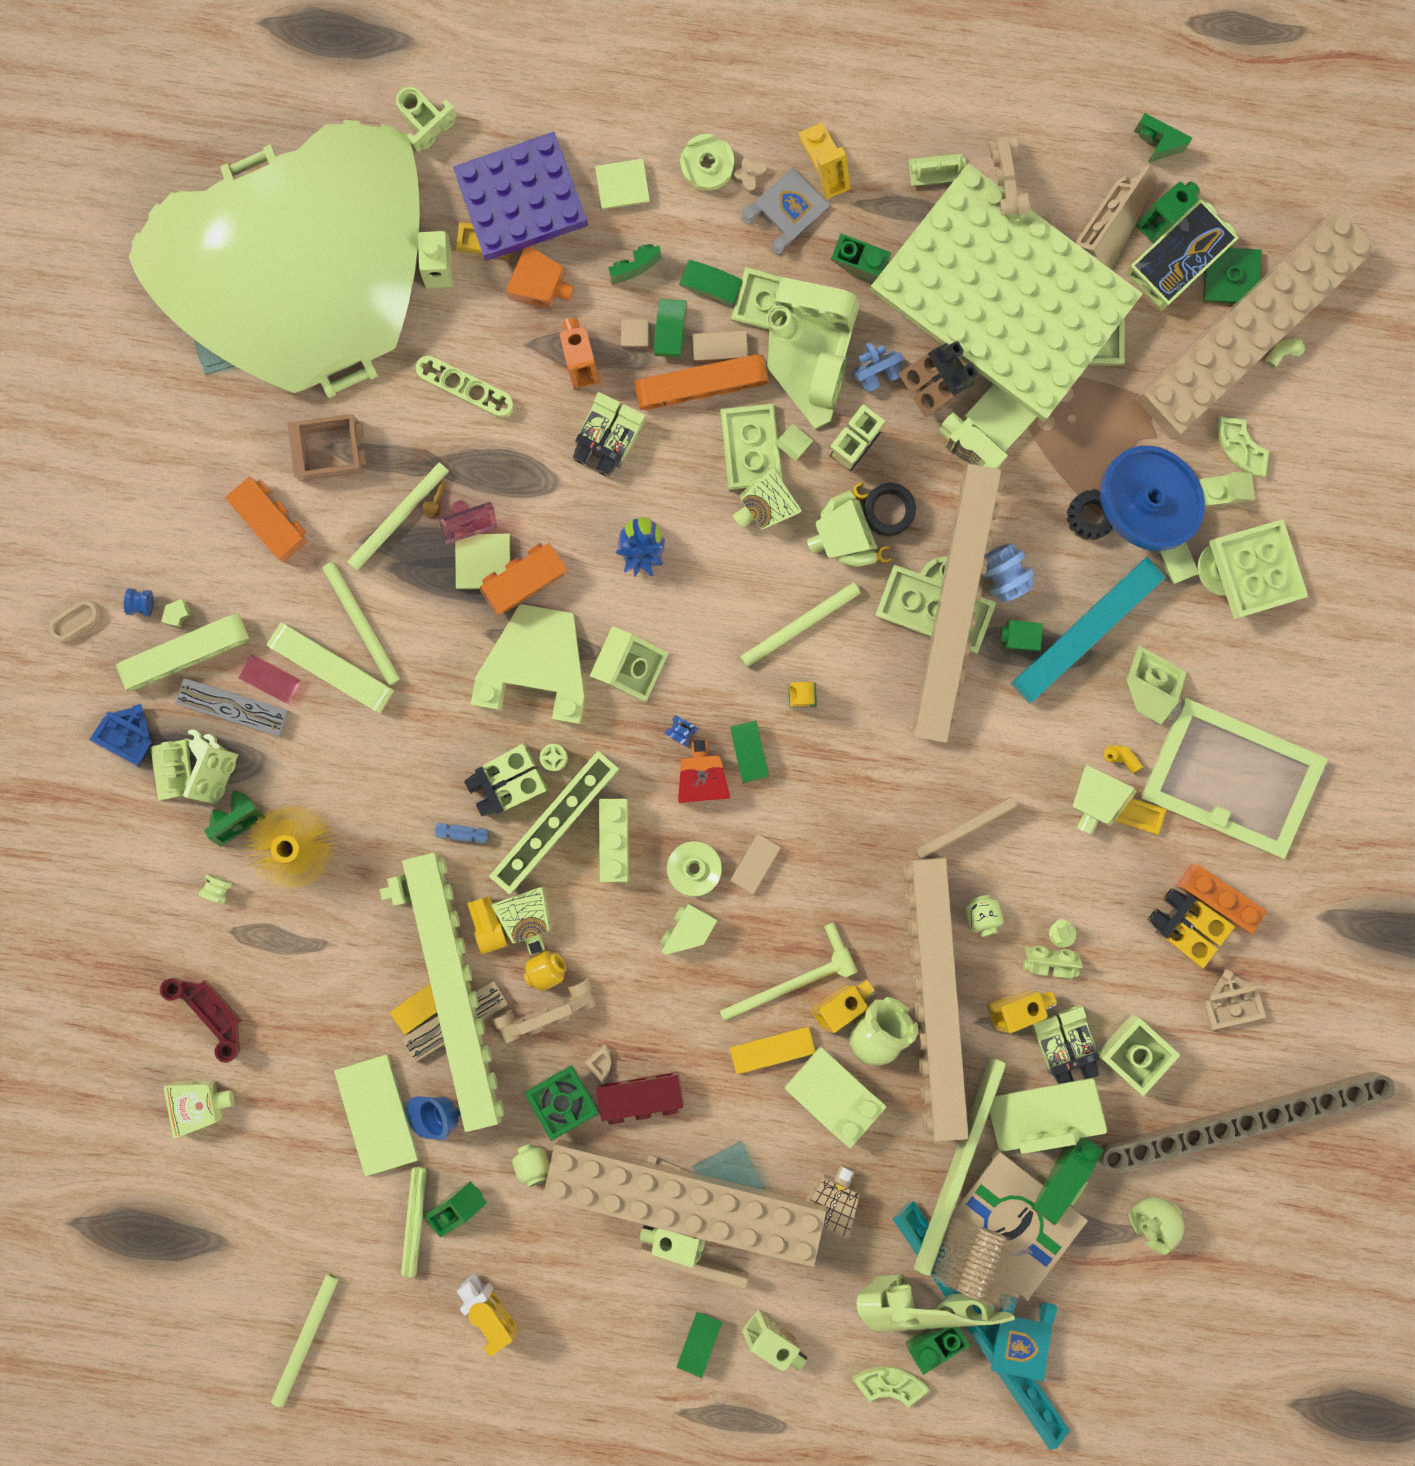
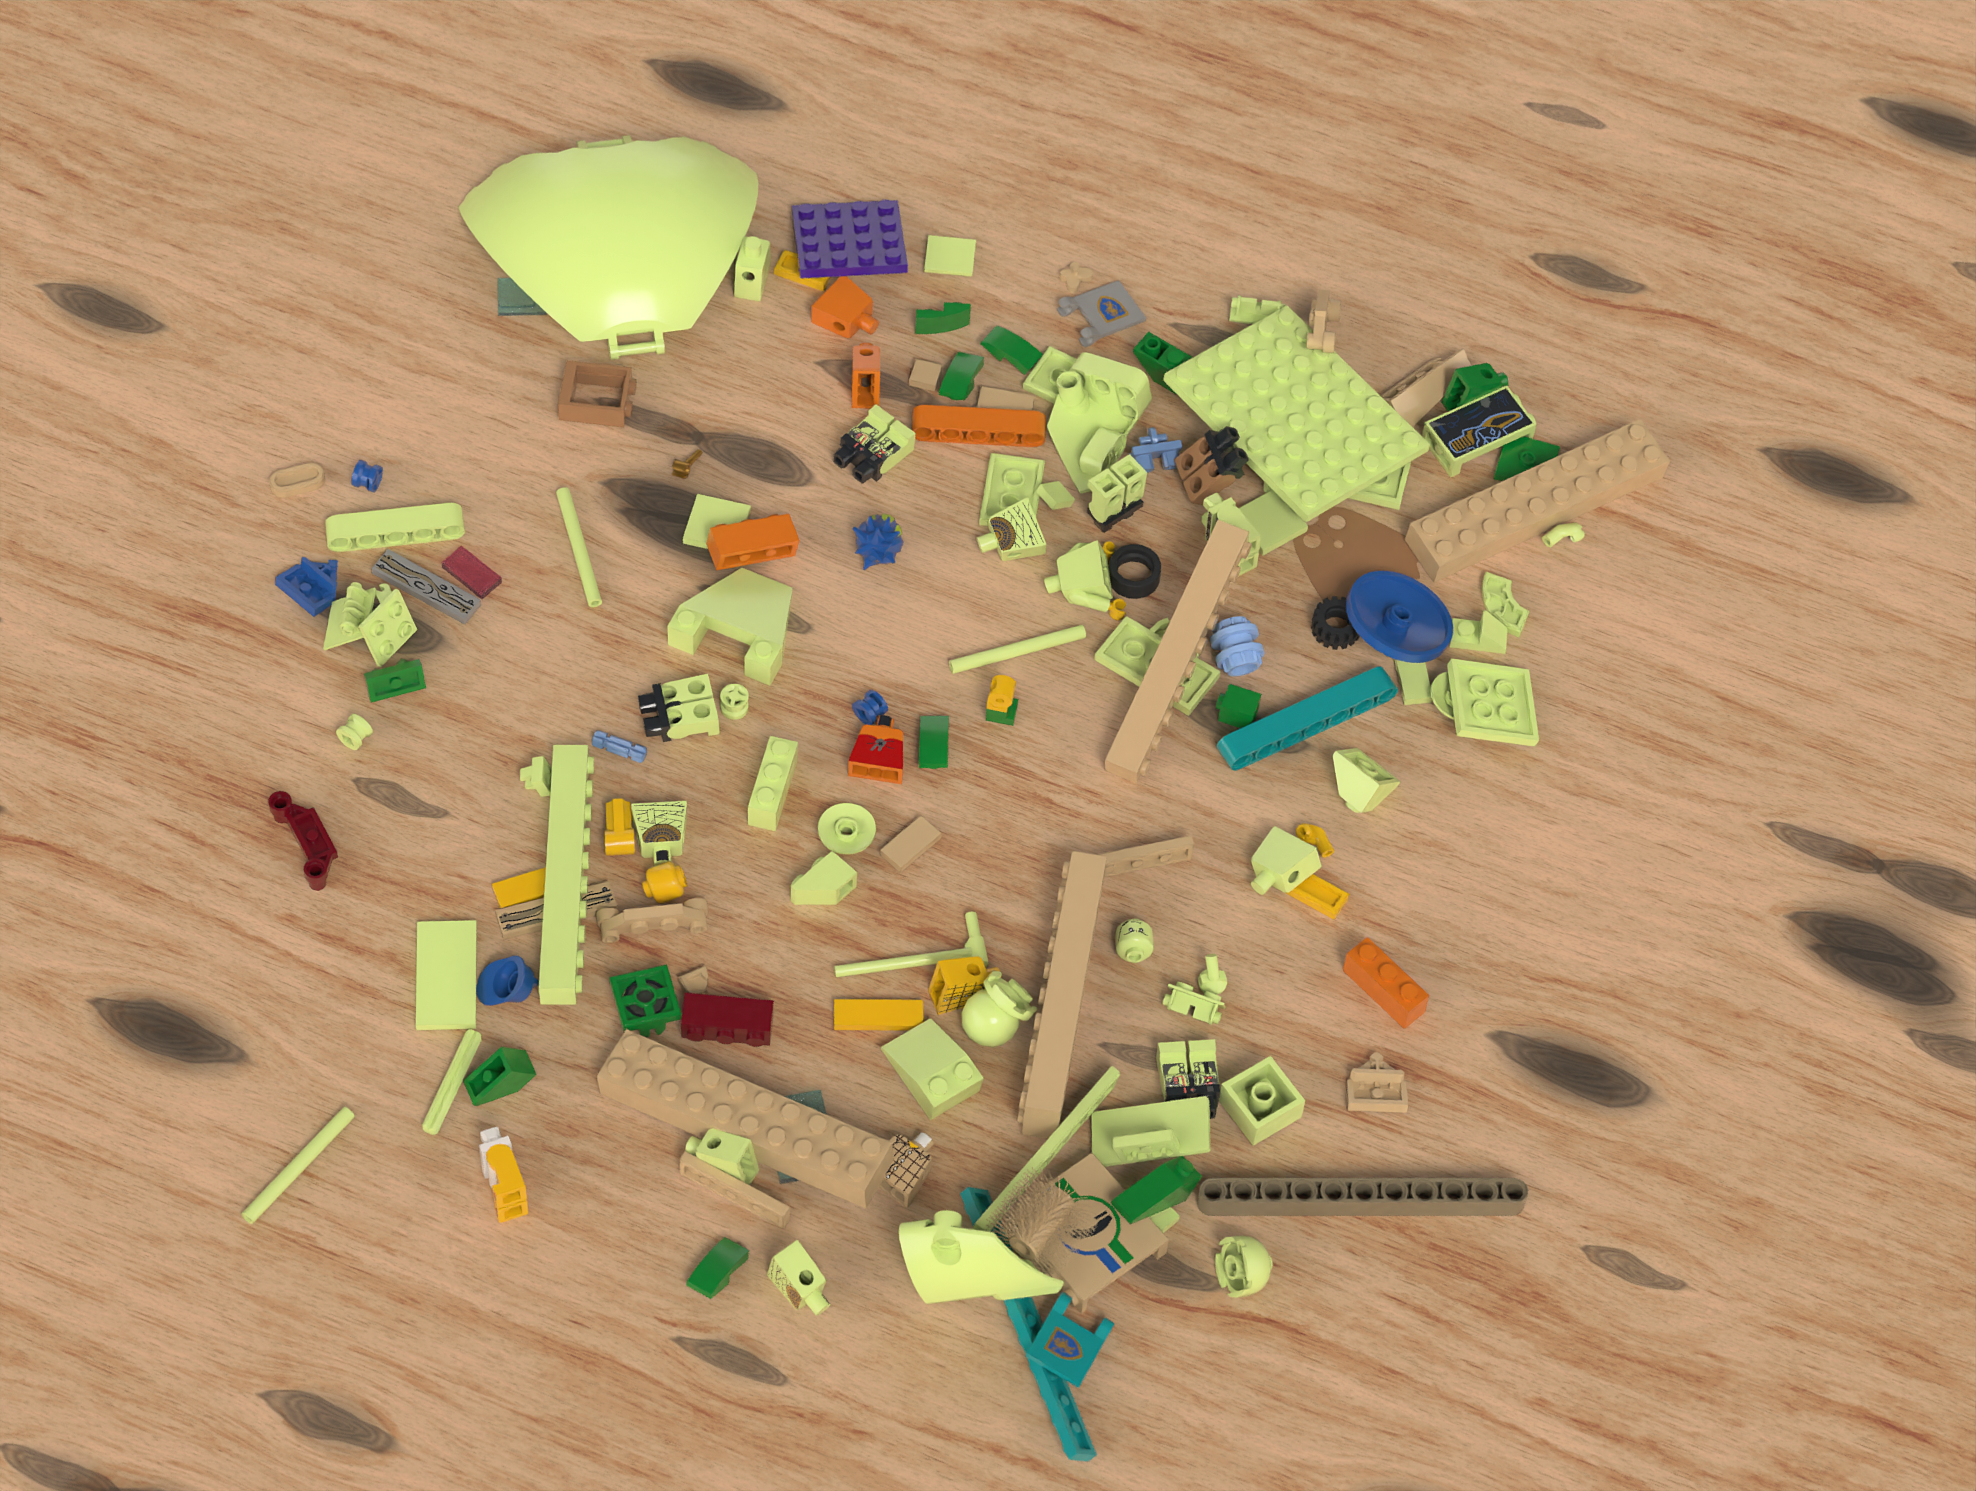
camera: 10 degrees right, 30 degrees down
(176, 613) = (399, 495): yellowish green piece -> none
(195, 1105) = (264, 917): yellowish green torso -> none
(267, 518) = (518, 437): orange brick -> none
(281, 847) = (447, 704): yellow piece -> none
(330, 667) = (536, 573): yellowish green beam -> none
(398, 516) = (645, 468): yellowish green piece -> none
(424, 117) = (777, 161): yellowish green pin -> none
(462, 391) = (749, 376): yellowish green beam -> none
(467, 521) = (713, 482): clear pink tile -> none
(531, 1165) = (591, 1053): yellowish green head -> none
(554, 822) = (718, 750): yellowish green brick -> none
(629, 664) = (835, 638): yellowish green slope -> none
(692, 157) = (1036, 269): yellowish green plate -> none
(826, 159) = (1153, 279): yellow bracket -> none
(891, 1382) = (913, 1362): yellowish green tile -> none
(936, 1346) = (973, 1326): green slope -> none
(1020, 1010) = (1145, 1027): yellow torso -> none
(1168, 139) = (1484, 335): green slope -> none
(1182, 921) = (1348, 1003): yellow hips -> none
(1234, 777) = (1426, 882): clear door -> none

